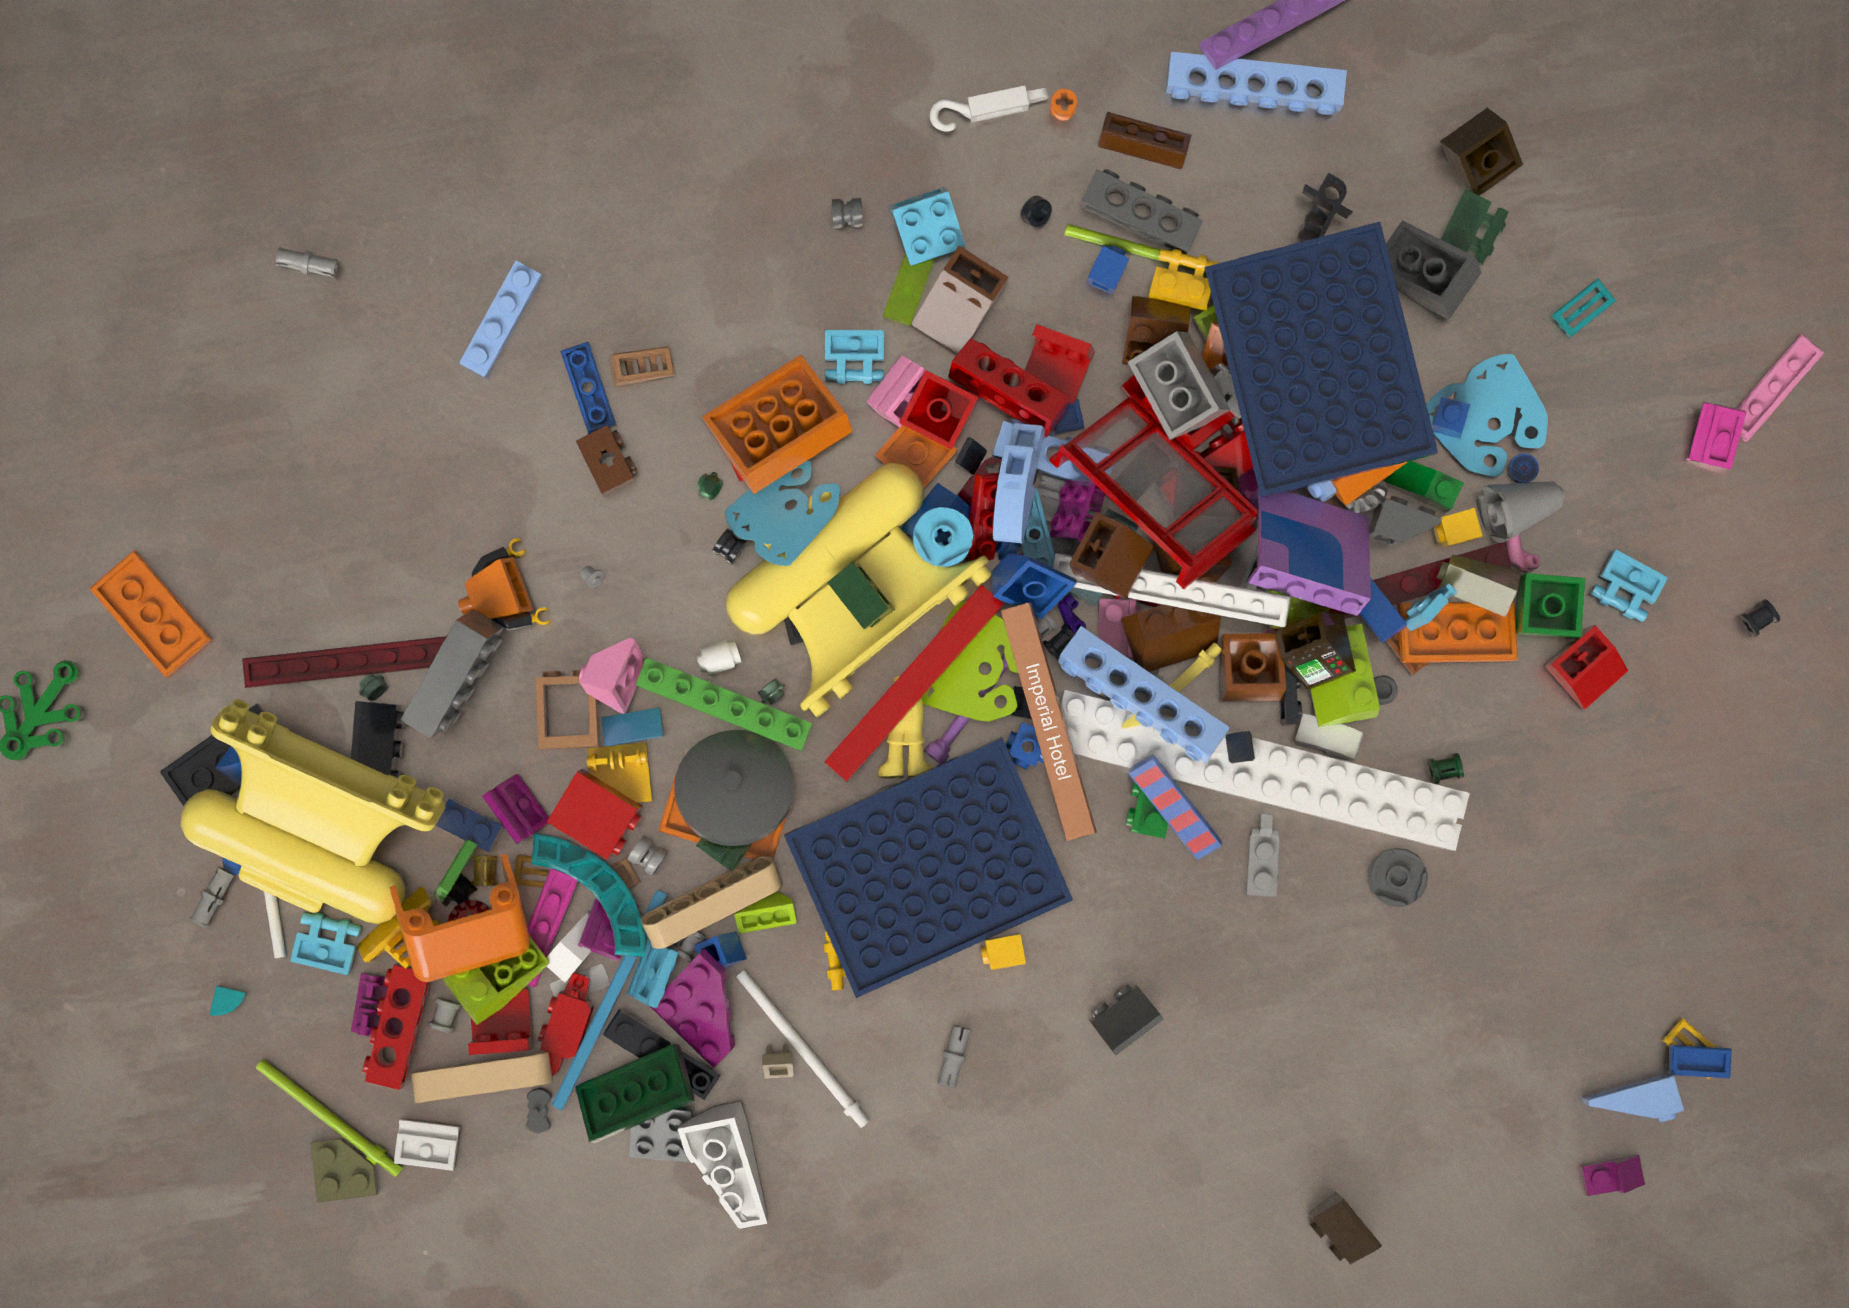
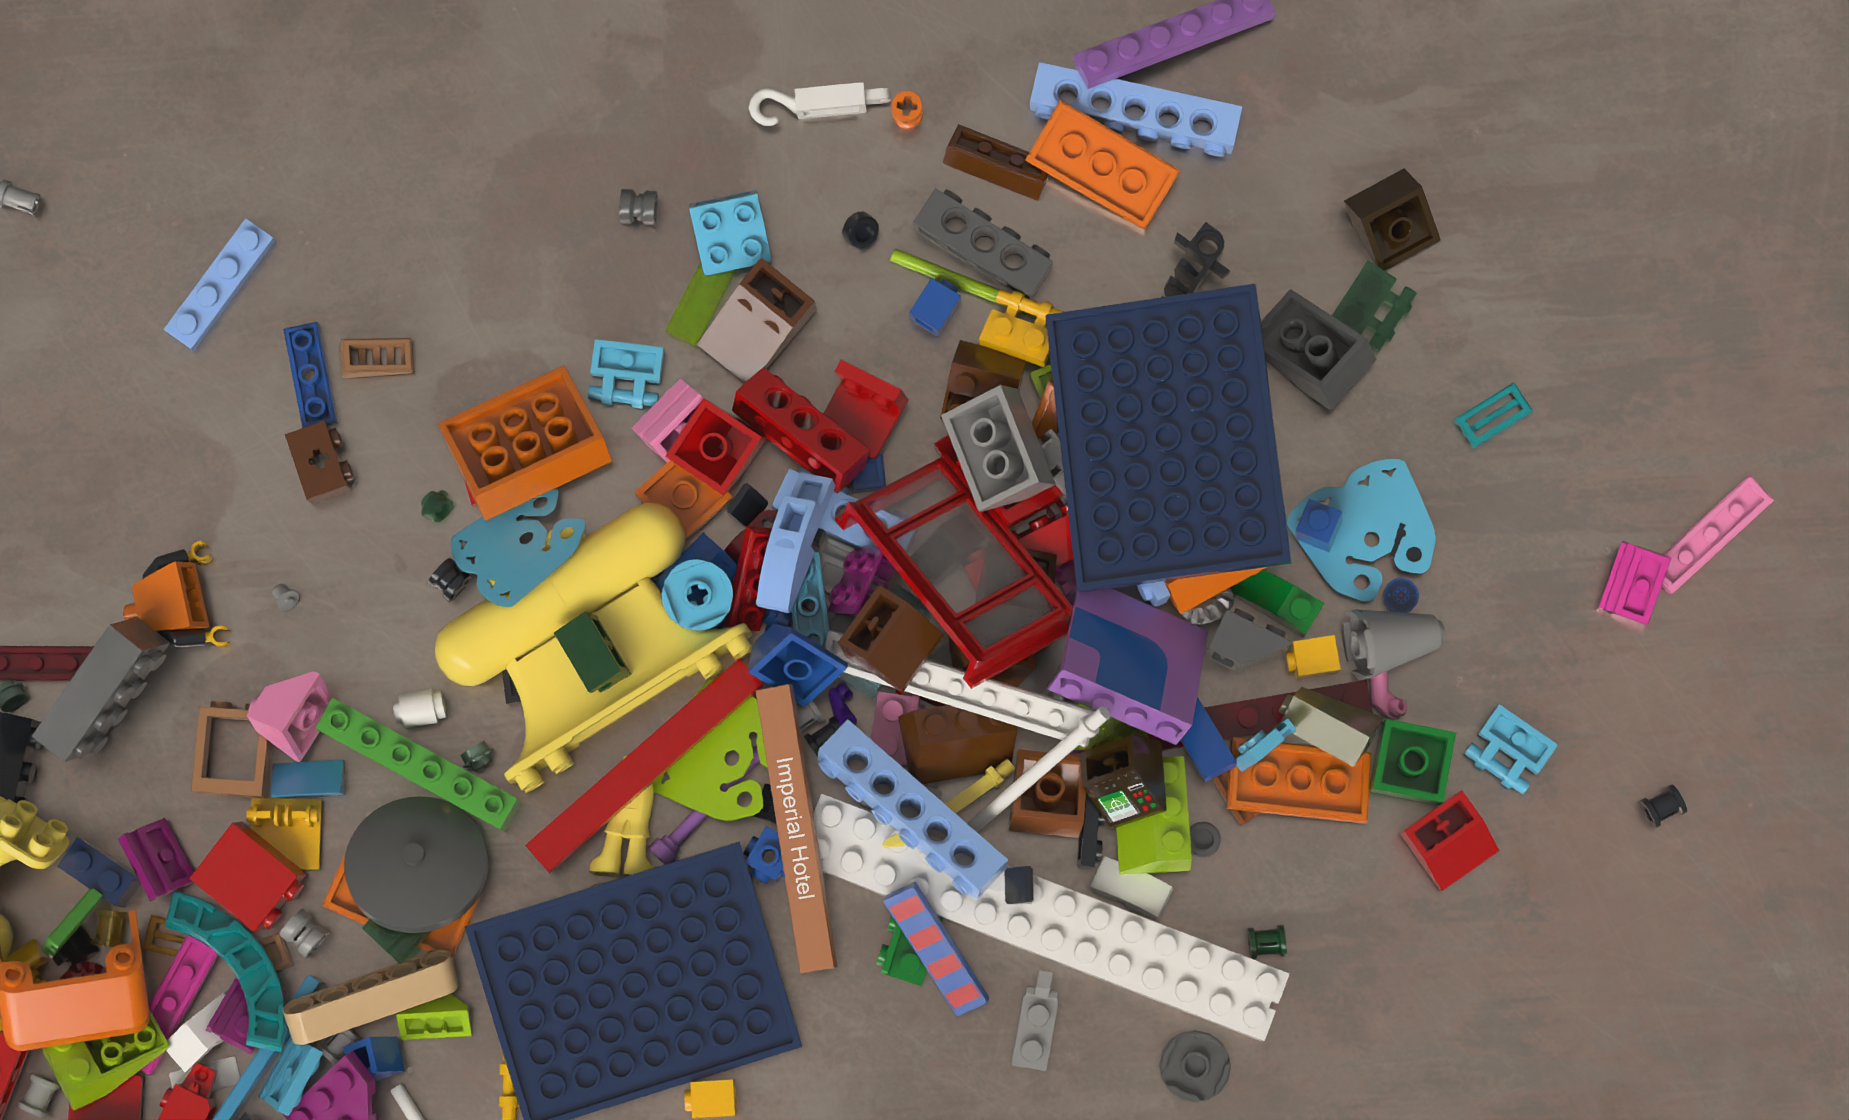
camera: 15 degrees right, 5 degrees down
(1234, 133) = (1102, 164): none -> orange tile
(1286, 611) = (1087, 727): none -> white bar

